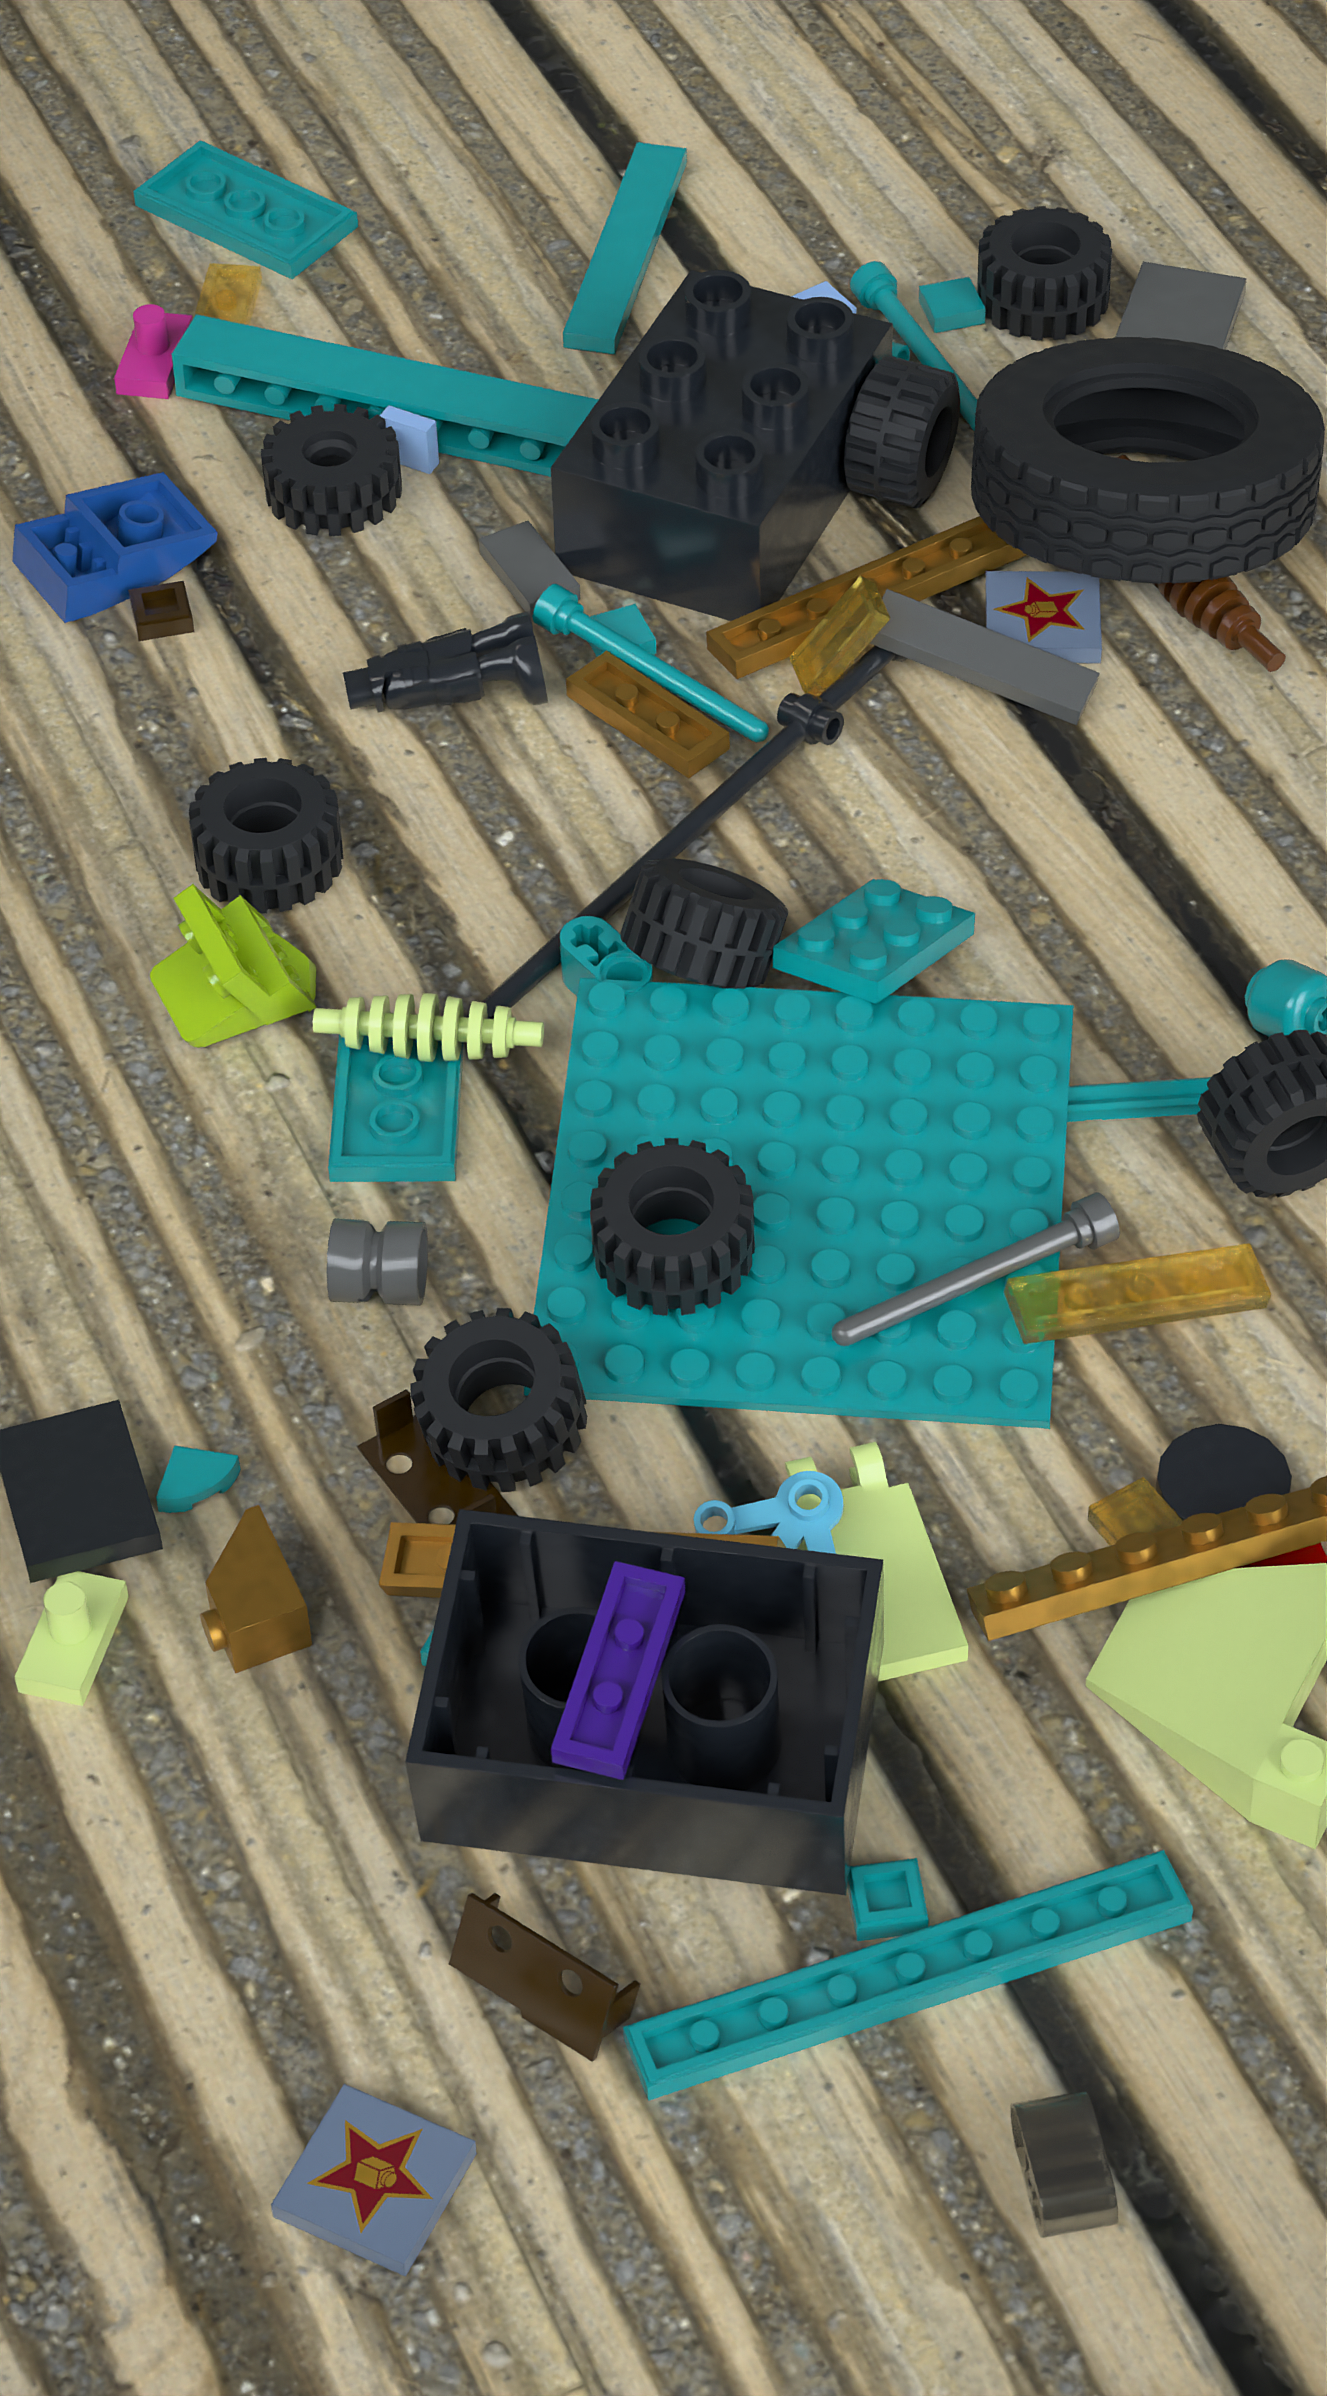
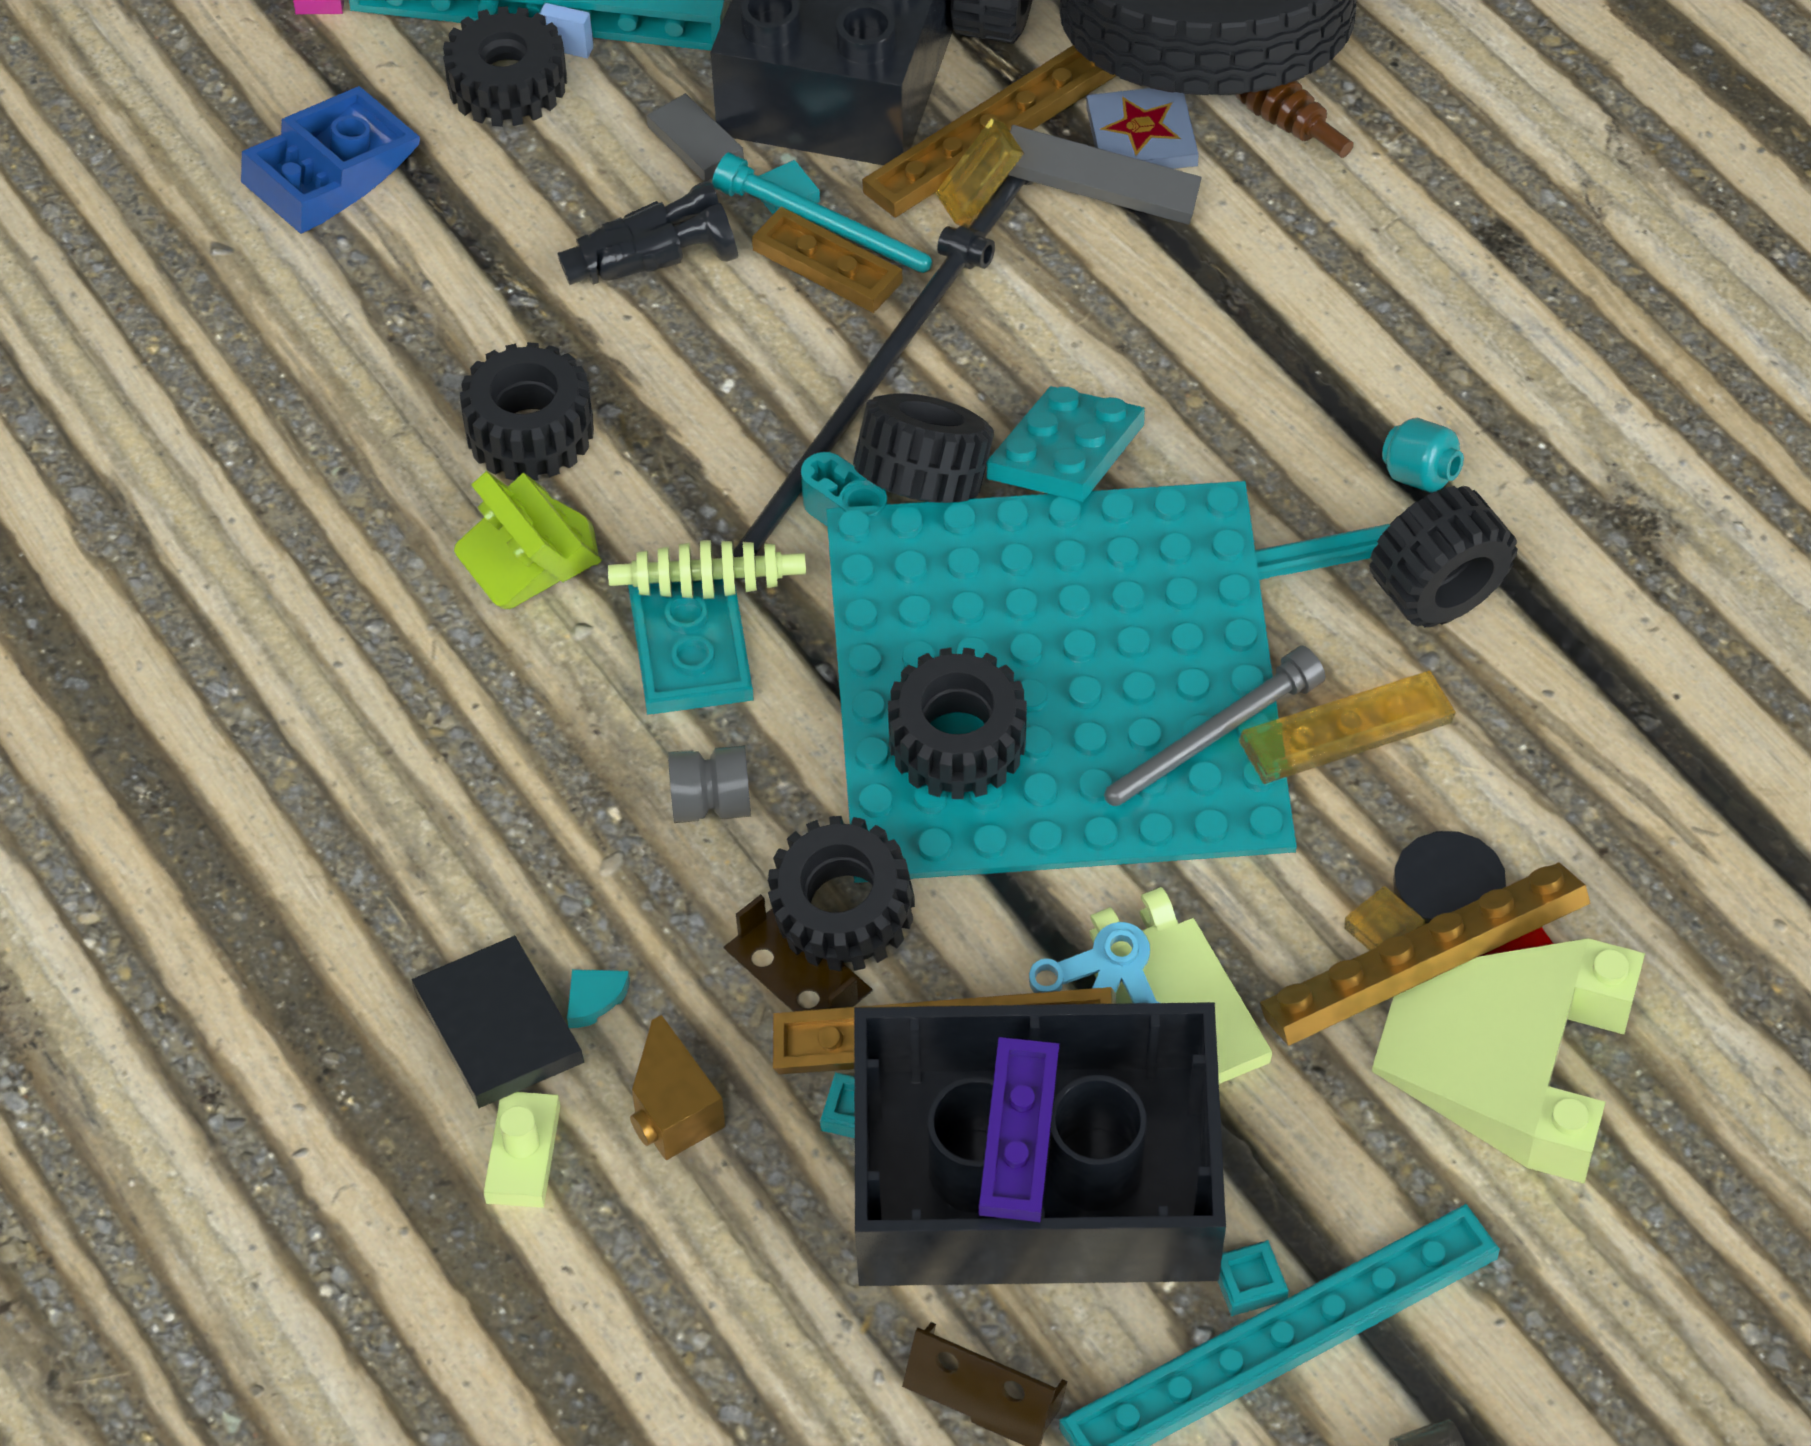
camera: 10 degrees left, 5 degrees up
(161, 610) = (383, 213): dark brown tile -> none

